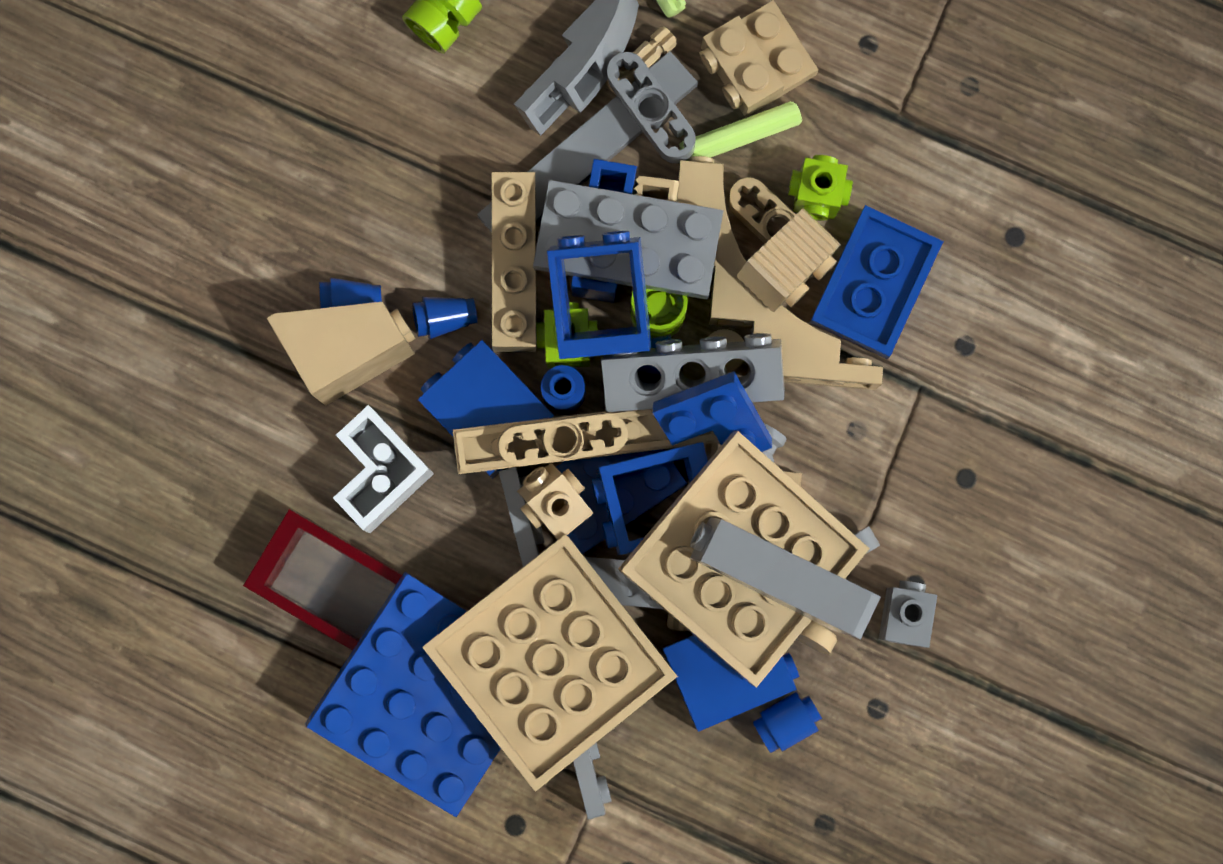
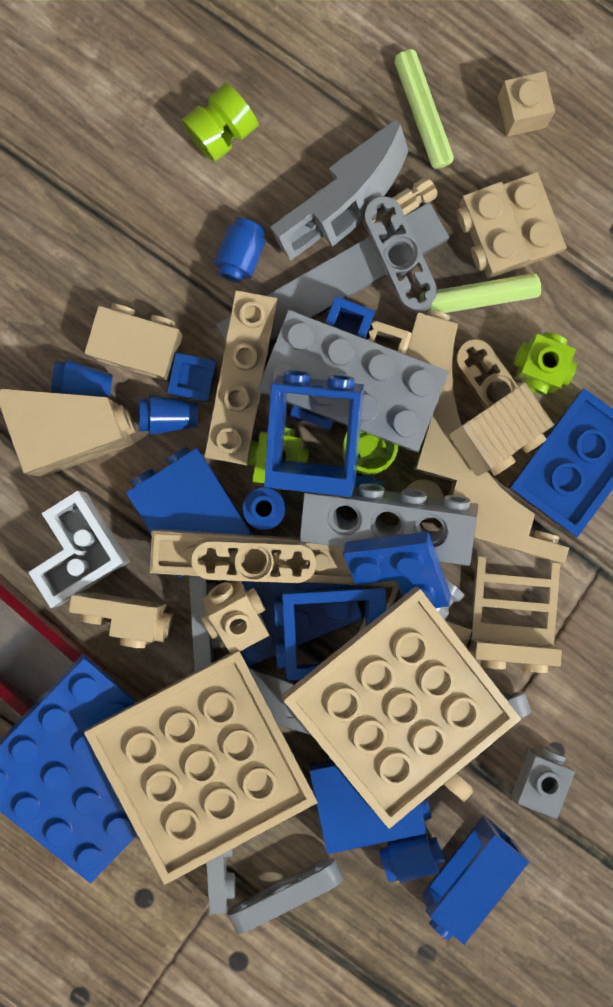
camera: 15 degrees right, 5 degrees up
(396, 248) = (134, 342): none -> tan brick
(450, 527) = (131, 619): none -> tan plate
(463, 272) = (192, 377): none -> blue plate
(487, 135) = (240, 250): none -> blue brick
(663, 788) = (285, 895): none -> light grey beam
(784, 577) = (436, 740): light grey slope -> none
(836, 480) = (505, 643): none -> tan plate
(855, 728) = (473, 881): none -> blue window

